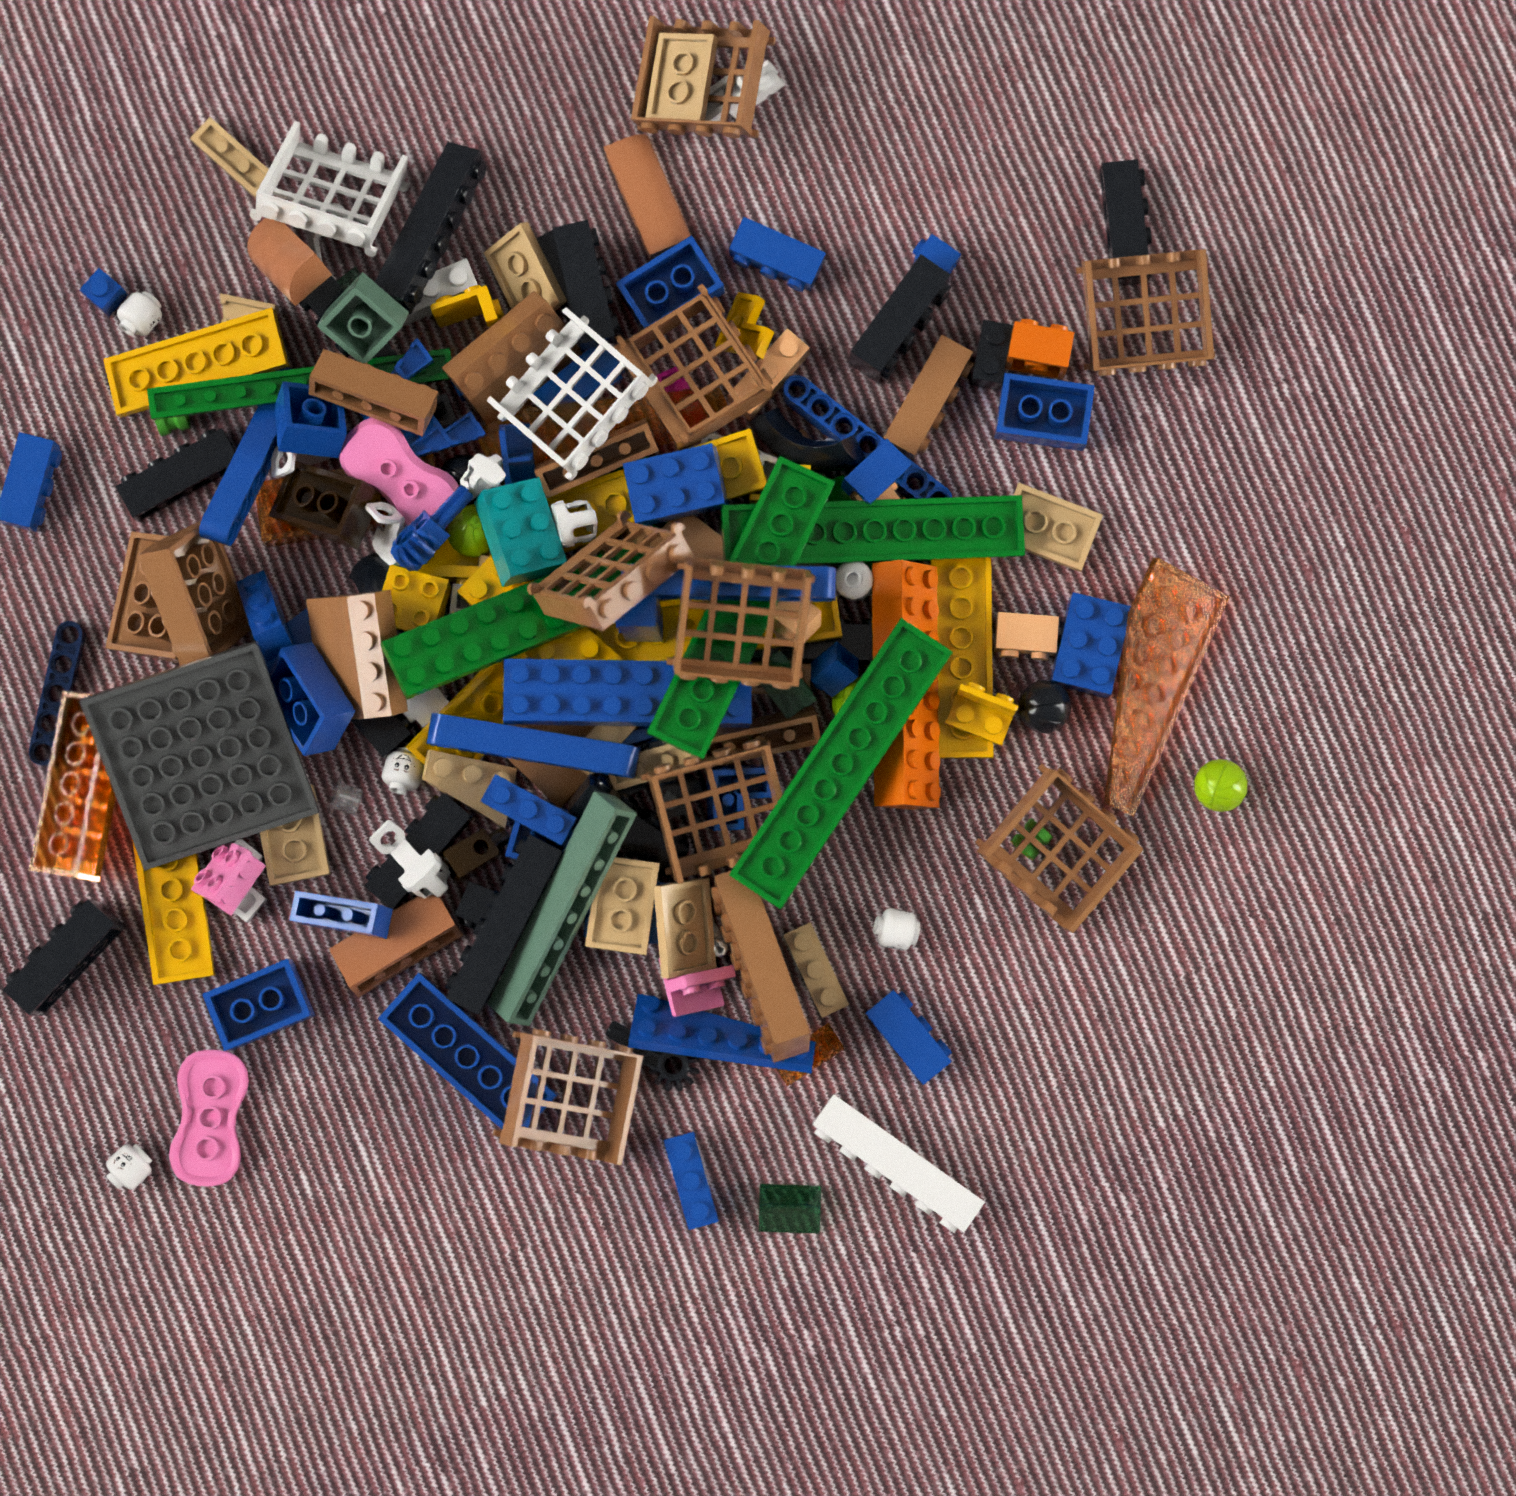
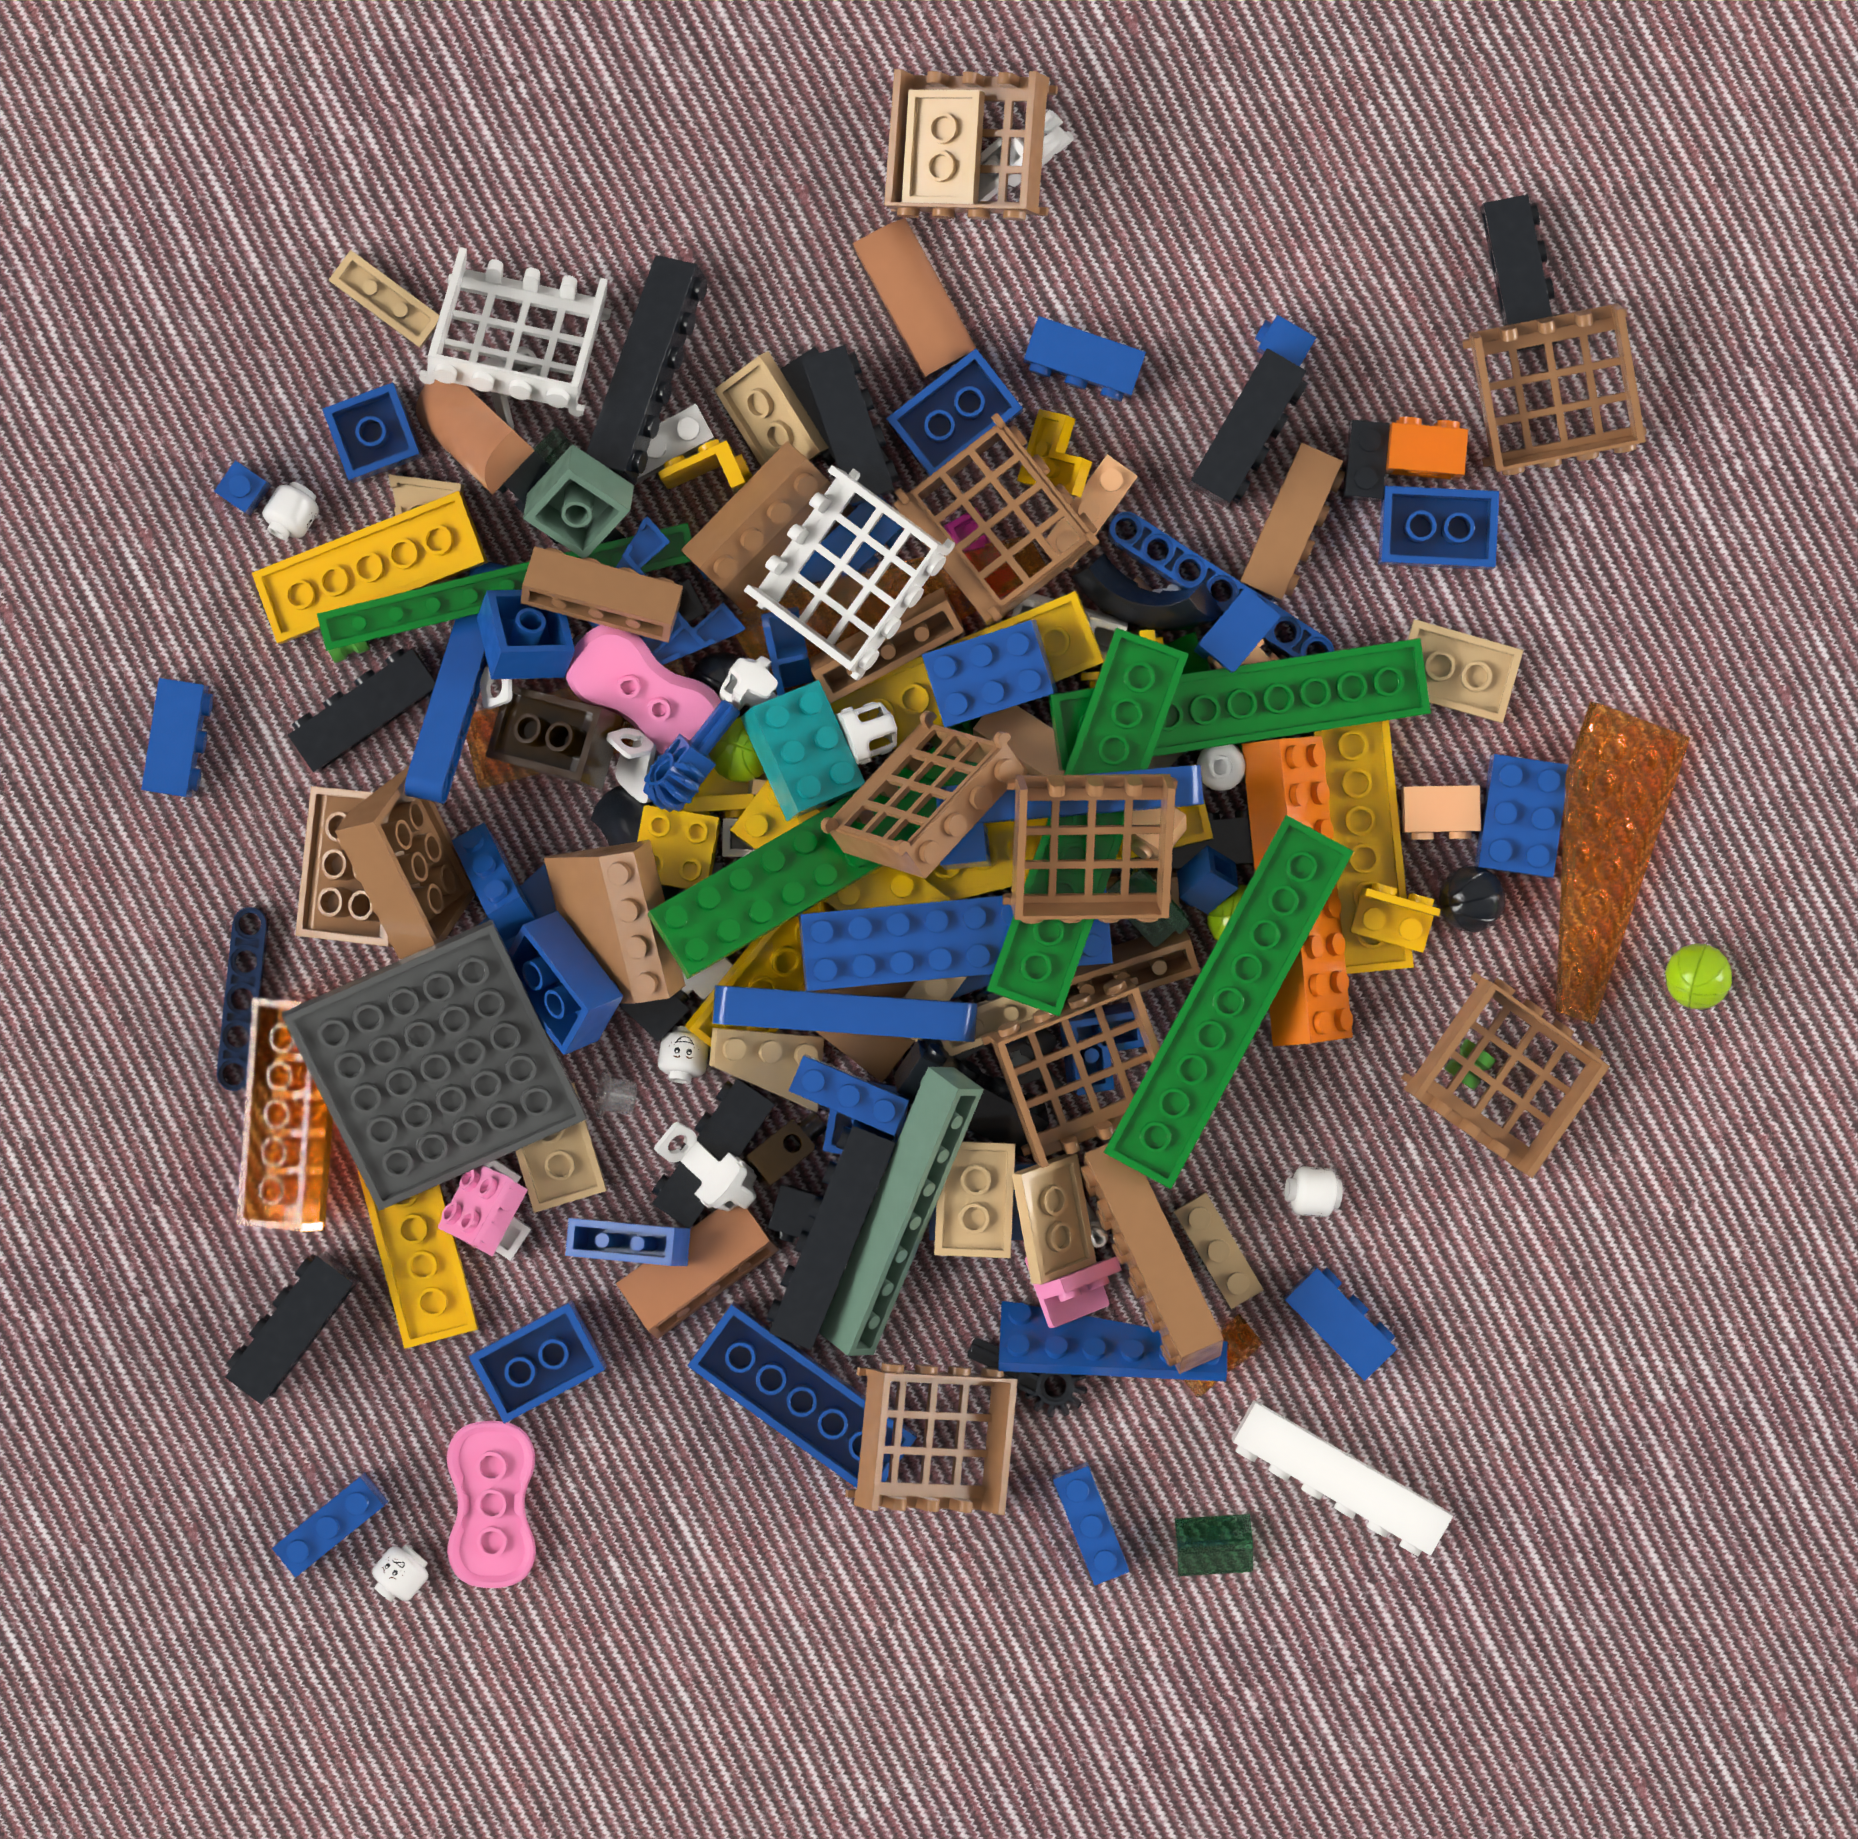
camera: 10 degrees left, 5 degrees up
(76, 1121) = (330, 1524): none -> blue brick
(210, 258) = (372, 432): none -> blue brick

